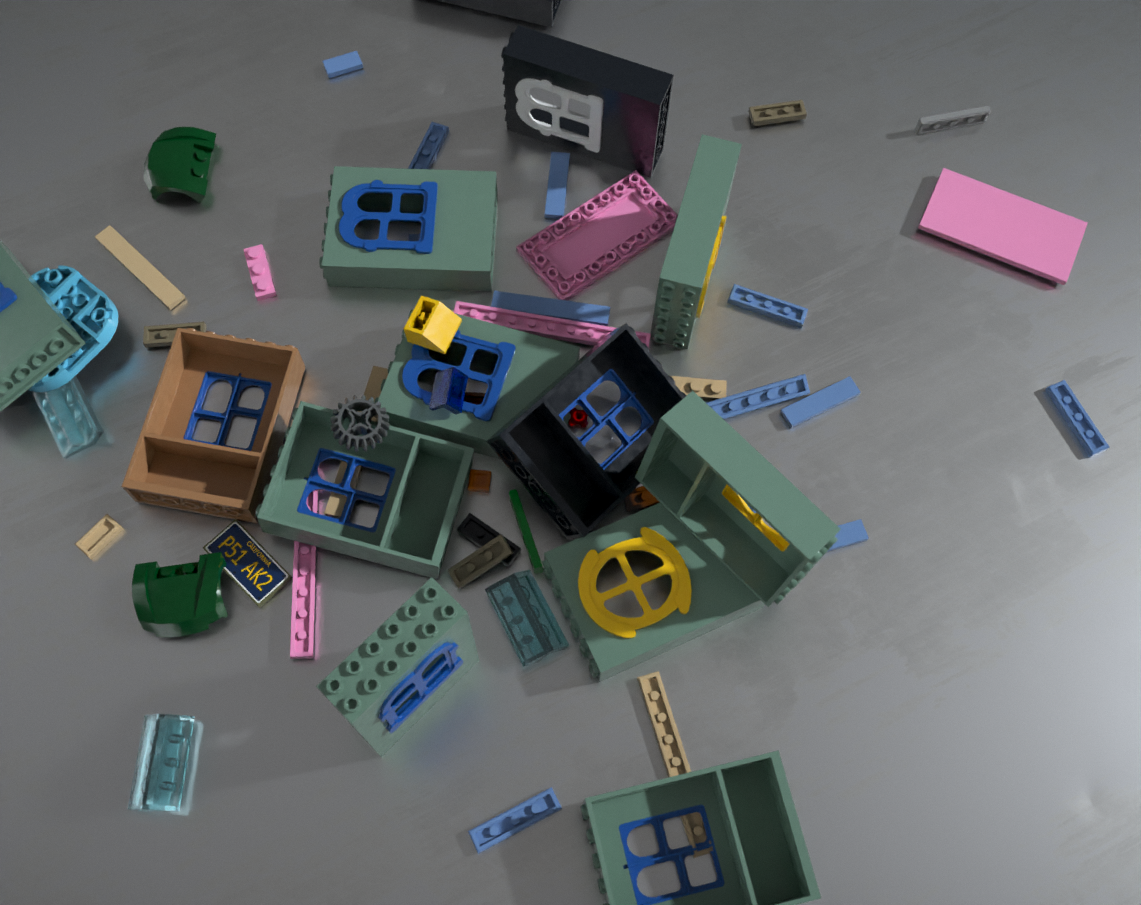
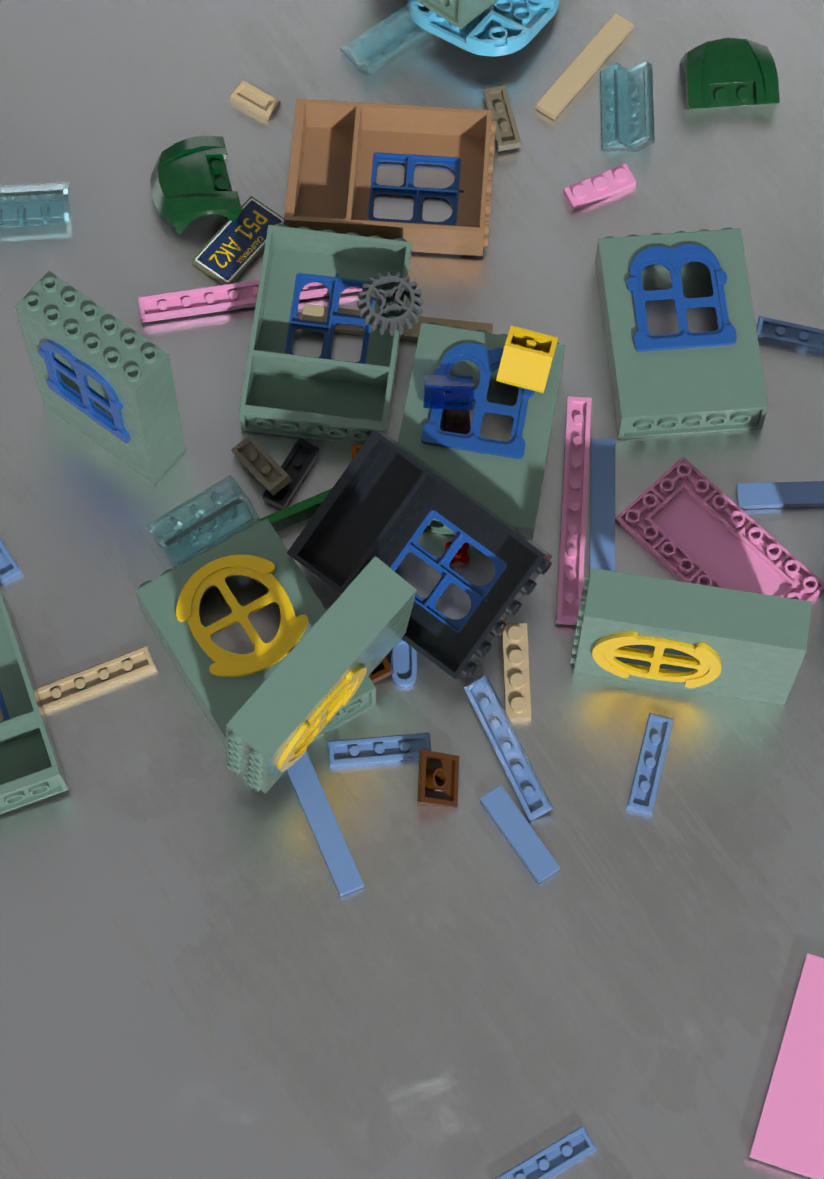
camera: 85 degrees right, 0 degrees up
(189, 240) = (626, 107): none -> clear light blue slope
(780, 454) = (438, 779): none -> reddish brown slope

